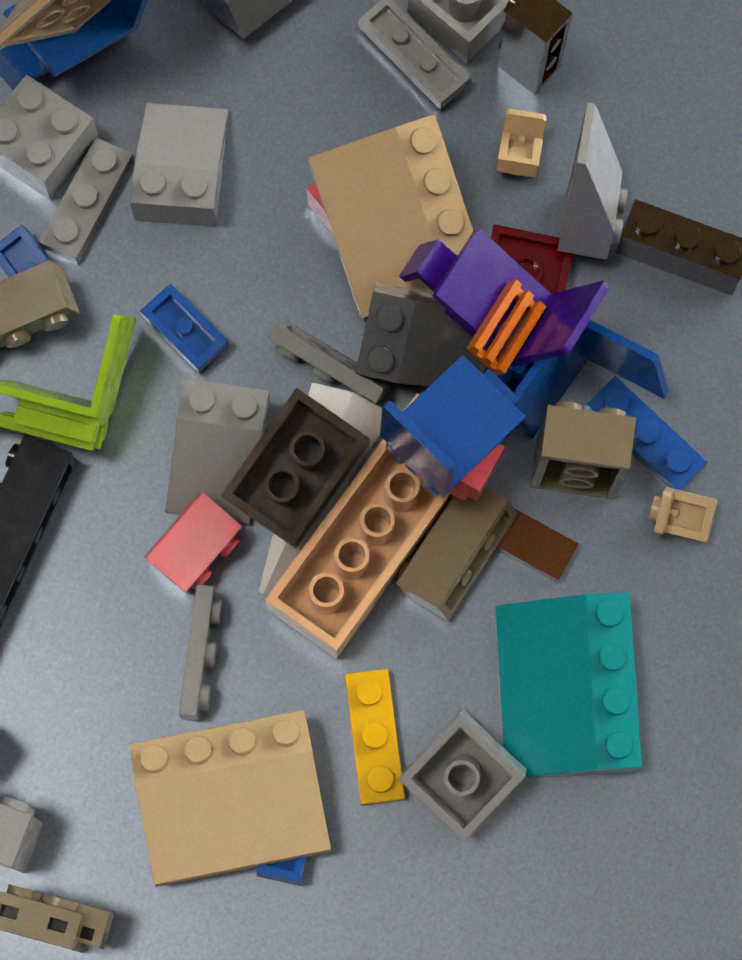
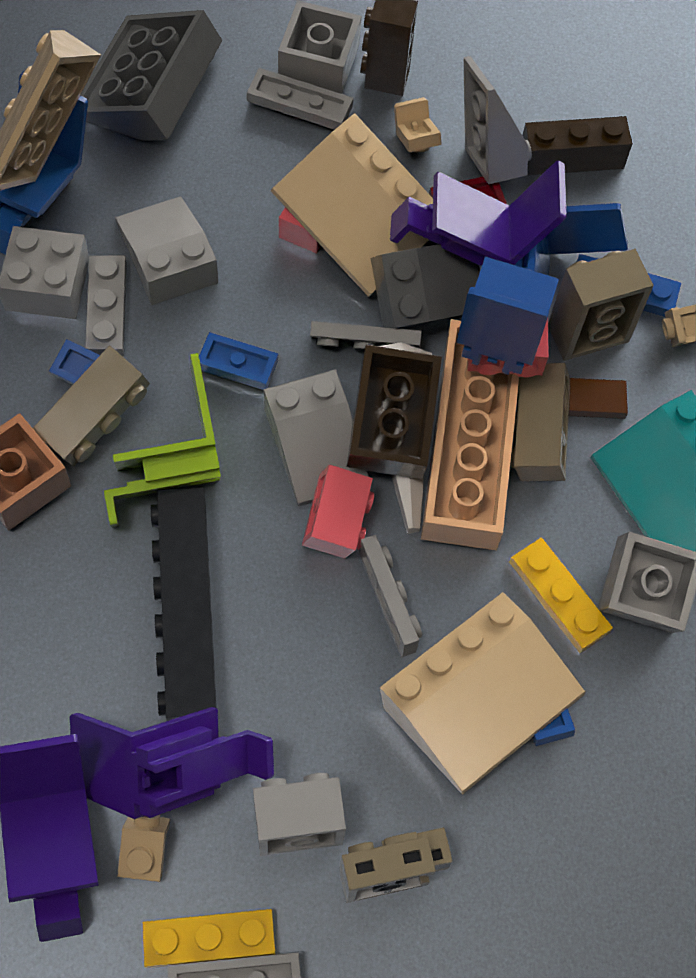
camera: 30 degrees left, 10 degrees down
(524, 302) = (503, 235): orange tile -> none

